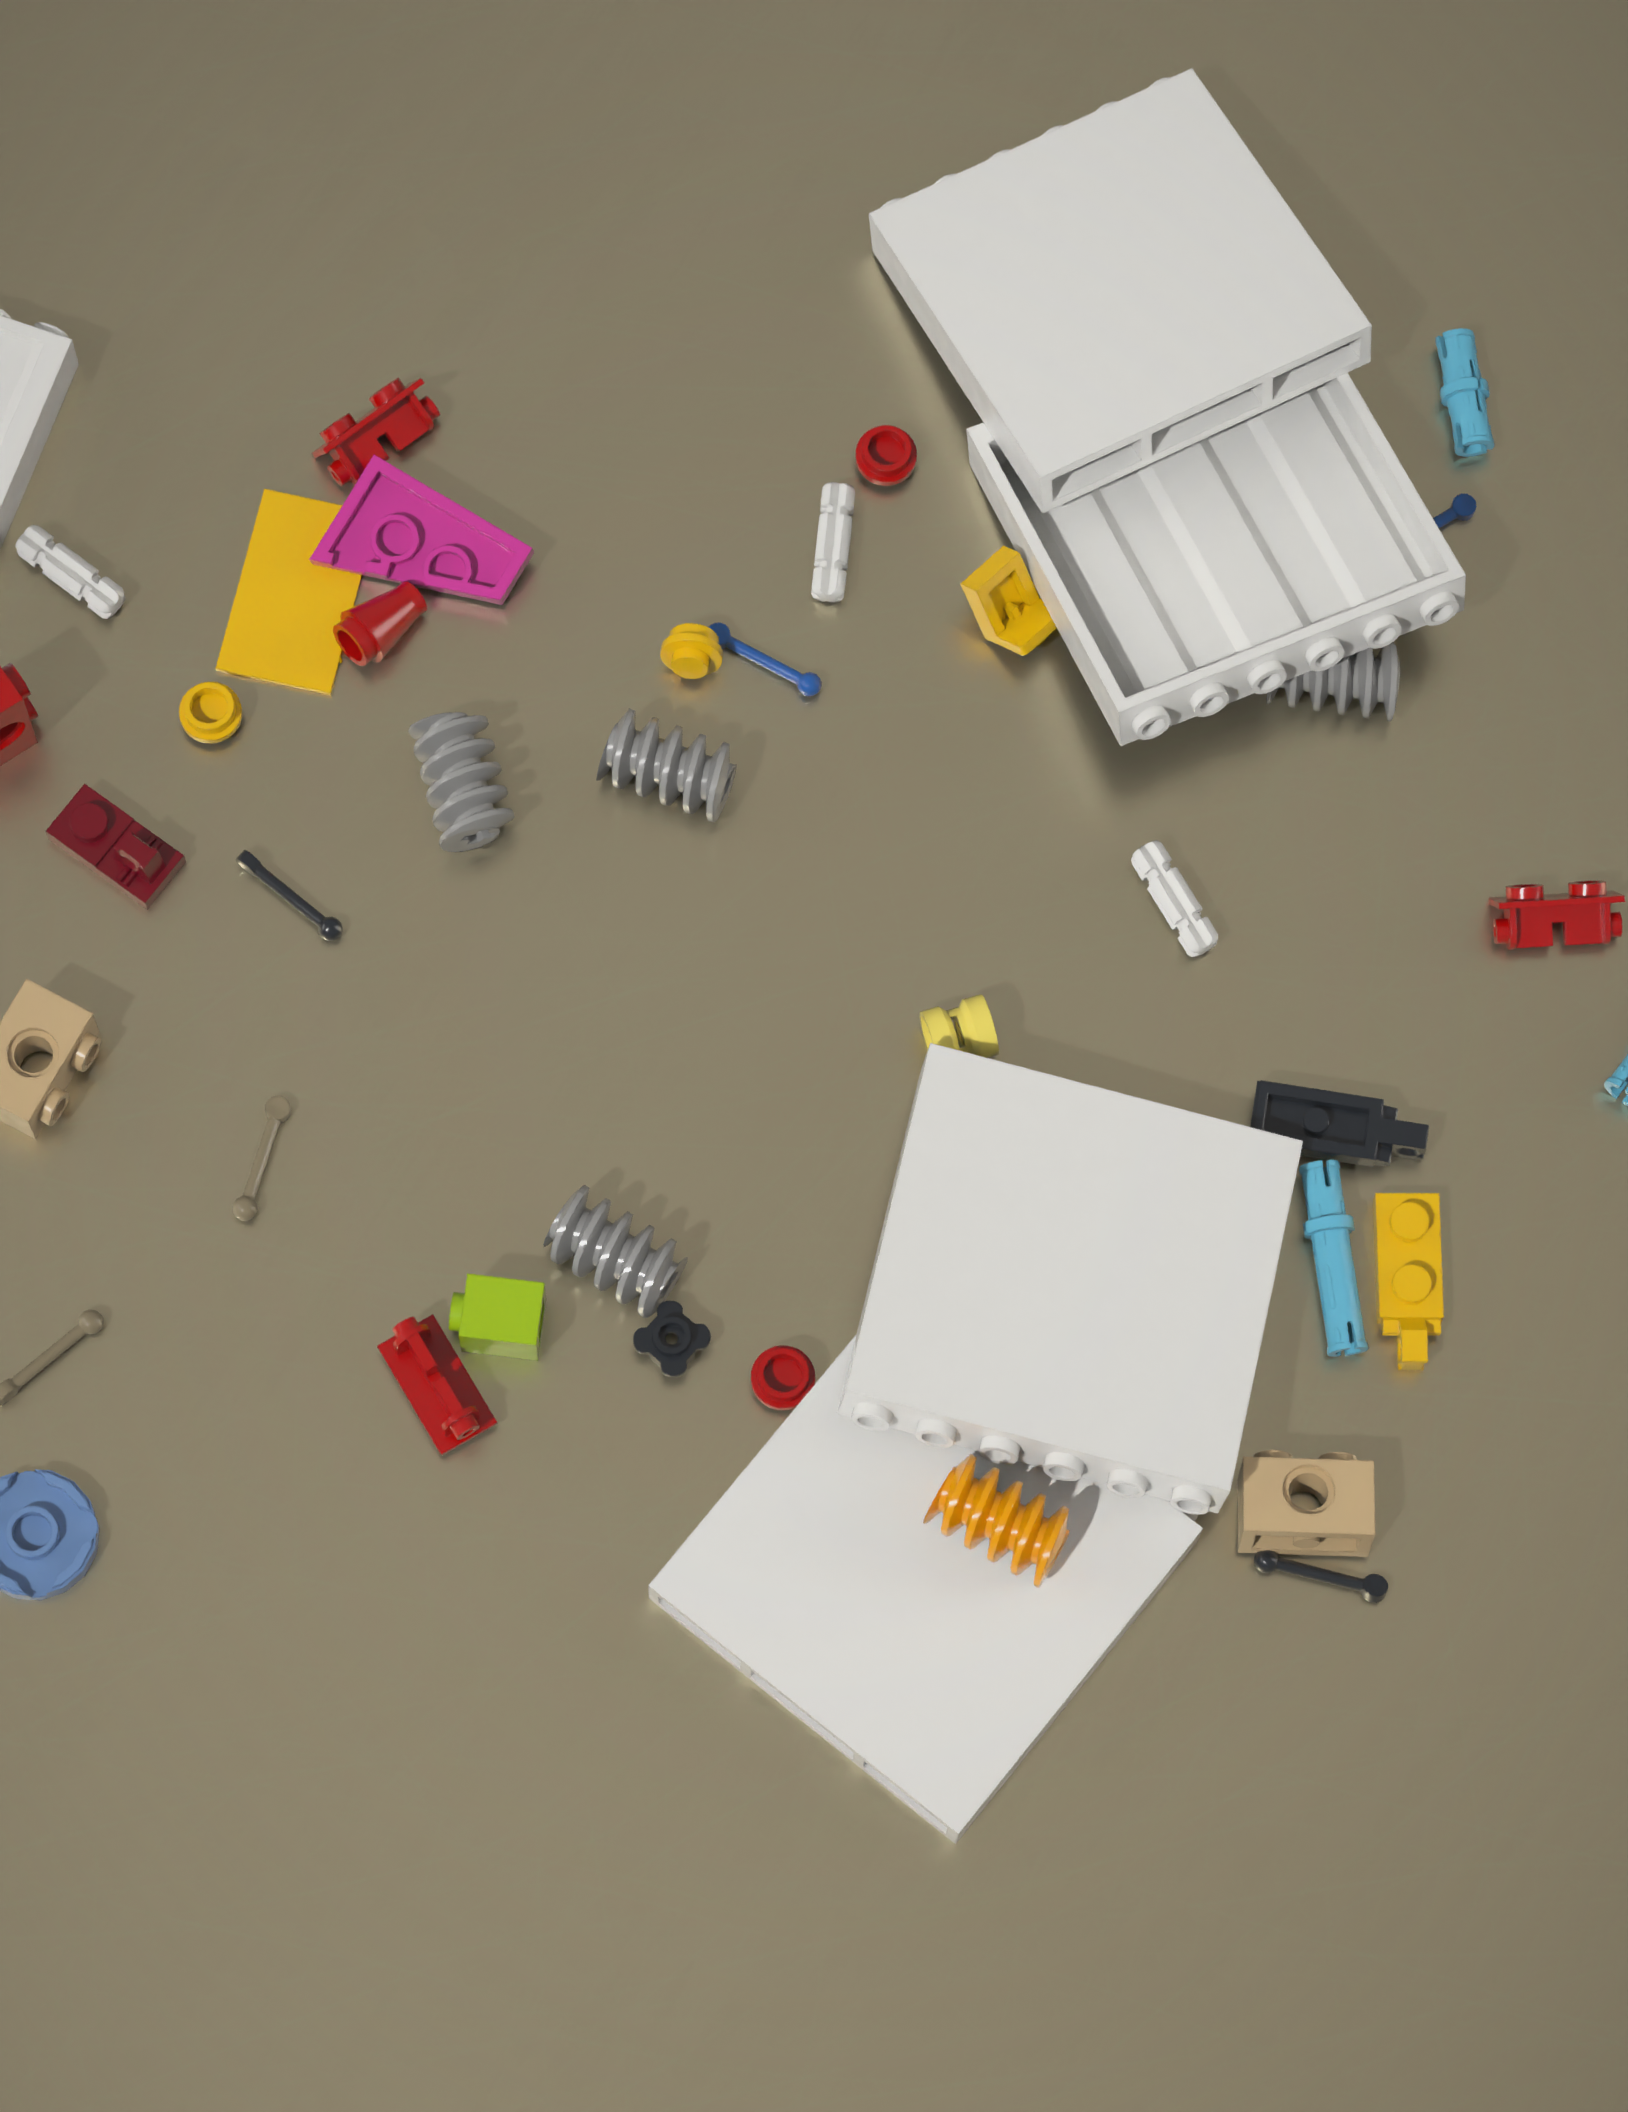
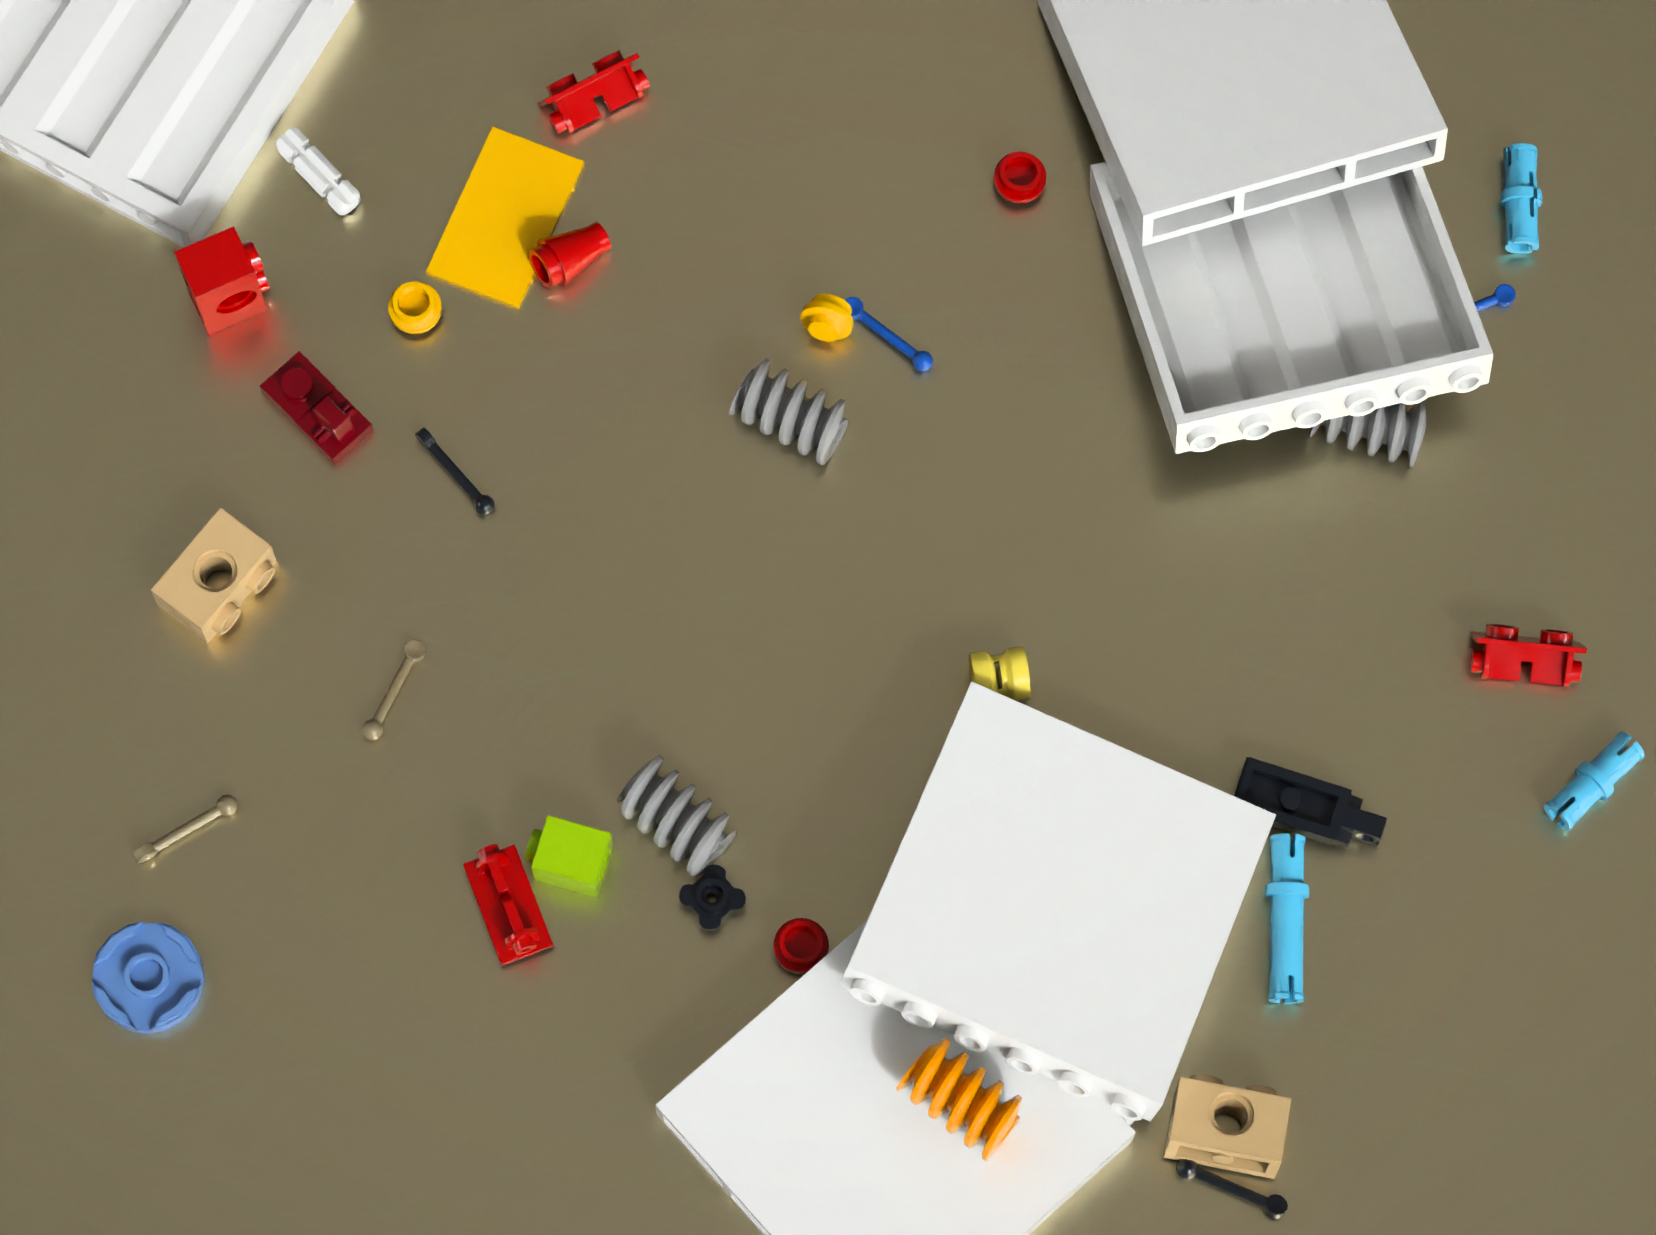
camera: 10 degrees right, 0 degrees up
(416, 535) = (612, 184): dark pink wing -> none
(459, 779) = (613, 396): light grey piece -> none
(833, 542) = (963, 244): white axle -> none
(1008, 603) = (1101, 318): yellow bracket -> none
(1174, 898) = (1202, 590): white axle -> none
(1408, 1272) = (1349, 940): yellow hinge -> none

